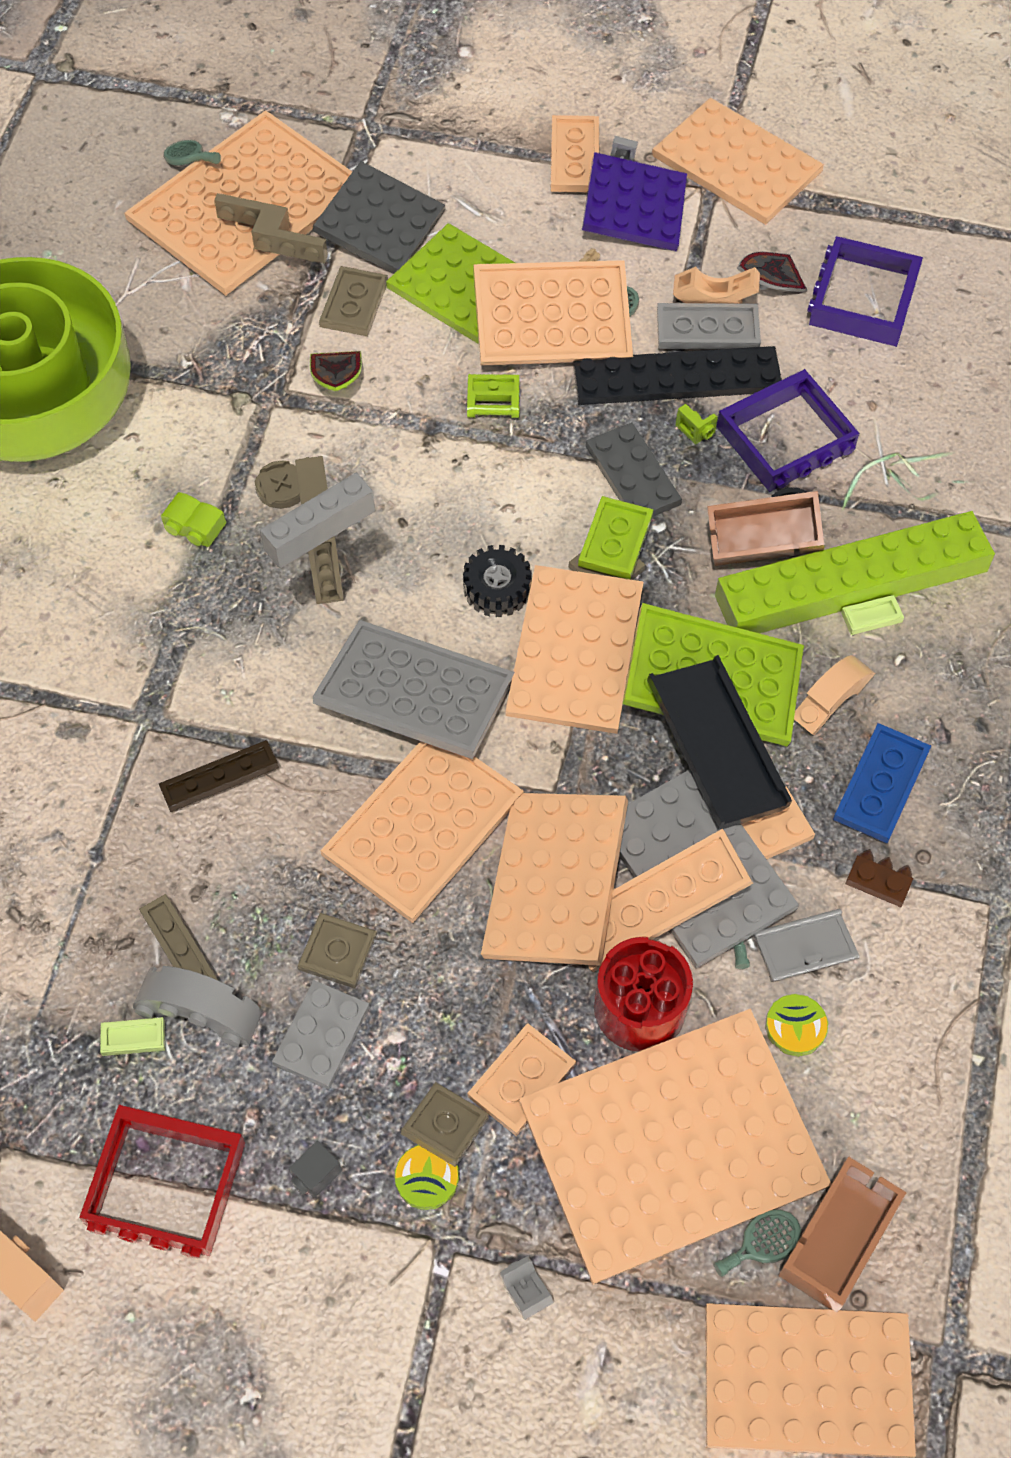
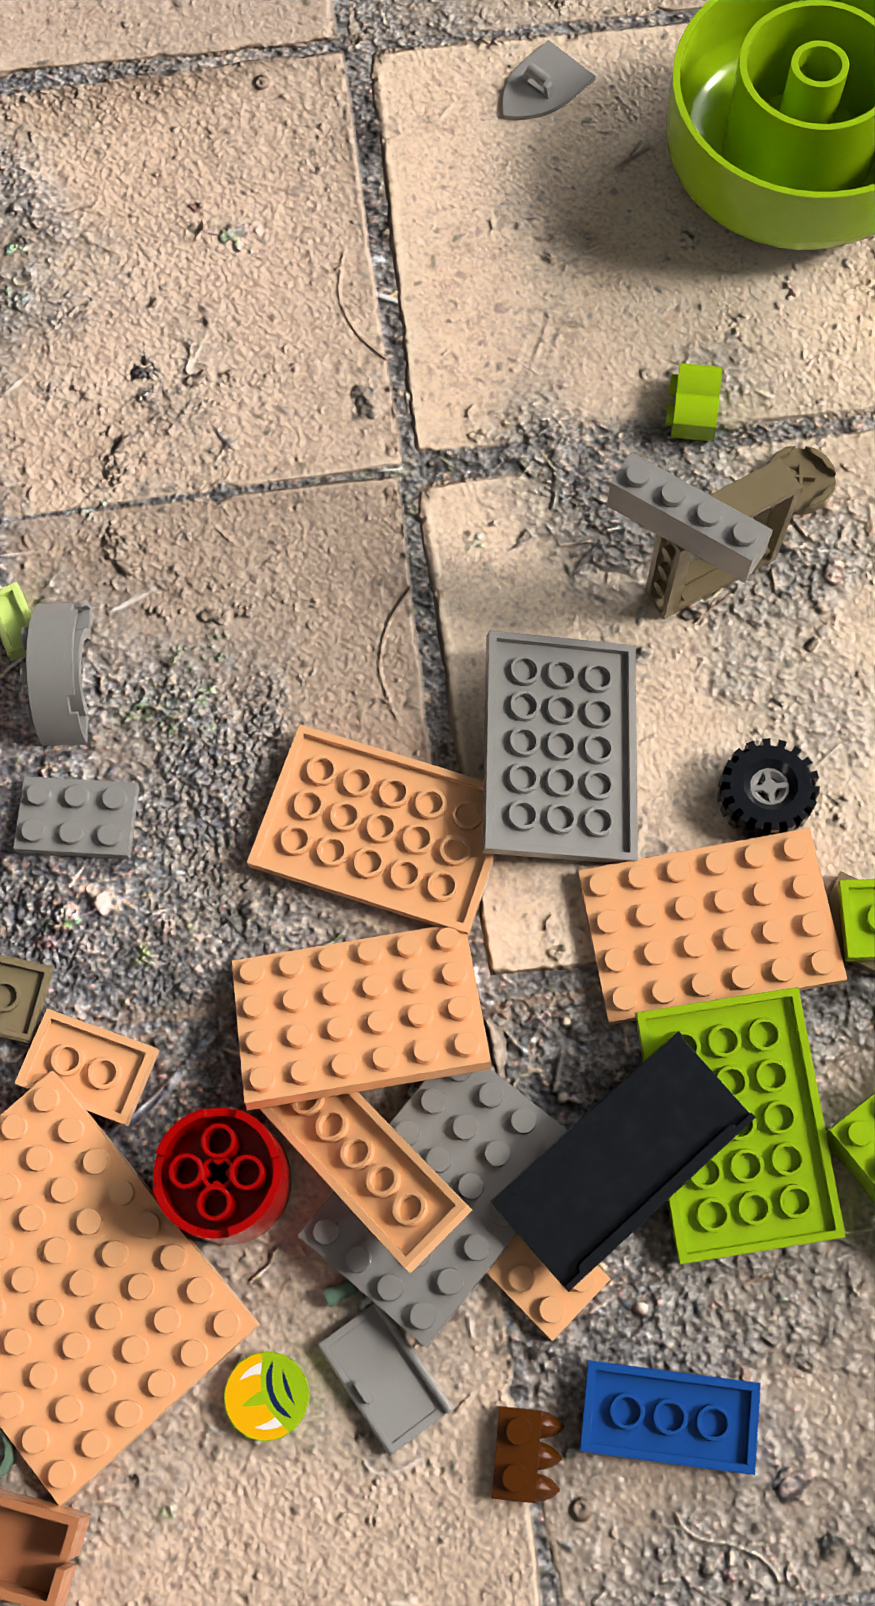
camera: 75 degrees right, 10 degrees up
(174, 937) = (129, 625): dark tan plate -> none
(218, 775) = (359, 575): dark brown plate -> none
(337, 950) = (186, 795): dark tan tile -> none
(830, 691) = (785, 1303): light nougat arch -> none

